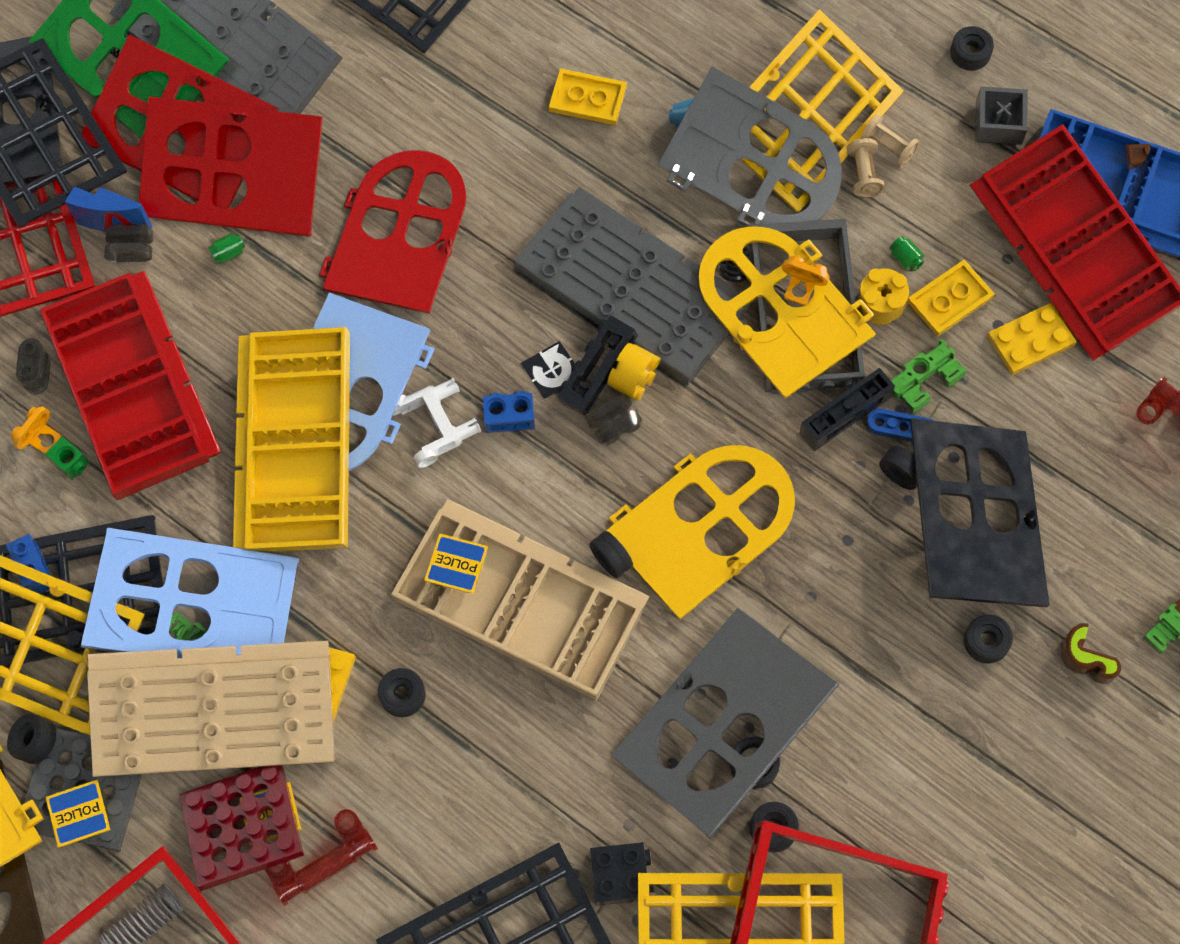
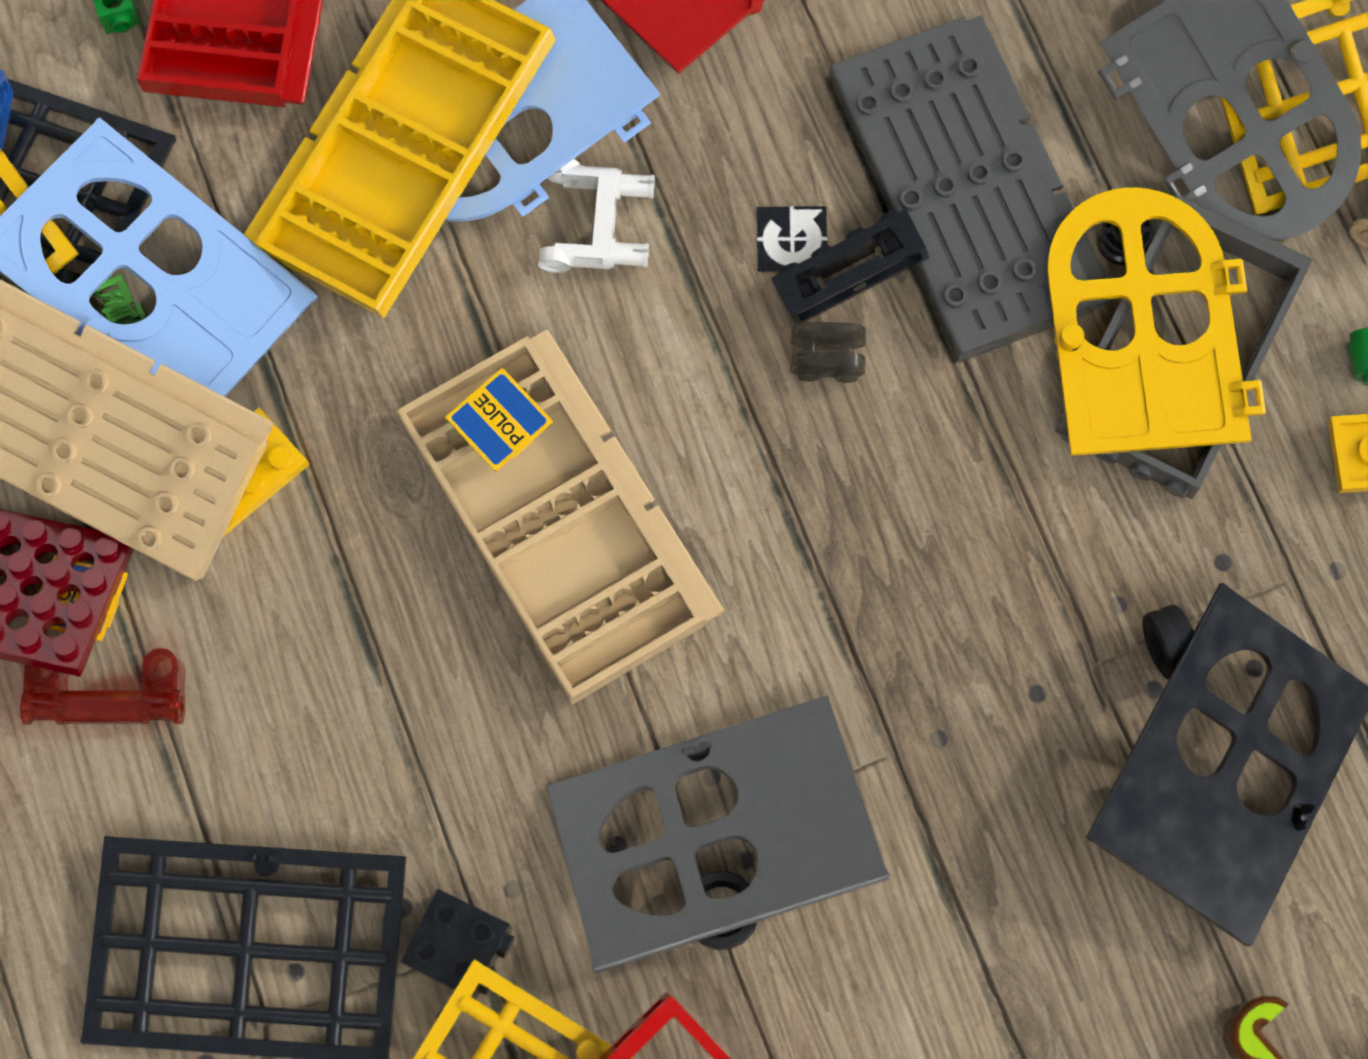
camera: 30 degrees right, 5 degrees up
(395, 679) = (328, 523): black tyre -> none
(508, 419) = (692, 270): blue brick -> none
(611, 554) = (708, 526): black tyre -> none
(633, 371) = (892, 302): yellow brick -> none
(673, 552) = (793, 570): yellow door -> none
(781, 813) = (713, 996): black tyre -> none
(805, 274) = (1204, 302): light orange bracket -> none
(846, 409) = (1147, 518): black brick -> none
(884, 294) = (1317, 389): yellow brick -> none
(891, 422) = (1199, 571): blue plate -> none
(908, 381) = (1254, 527): bright green piece -> none
(988, 653) = (1157, 925): black tyre -> none

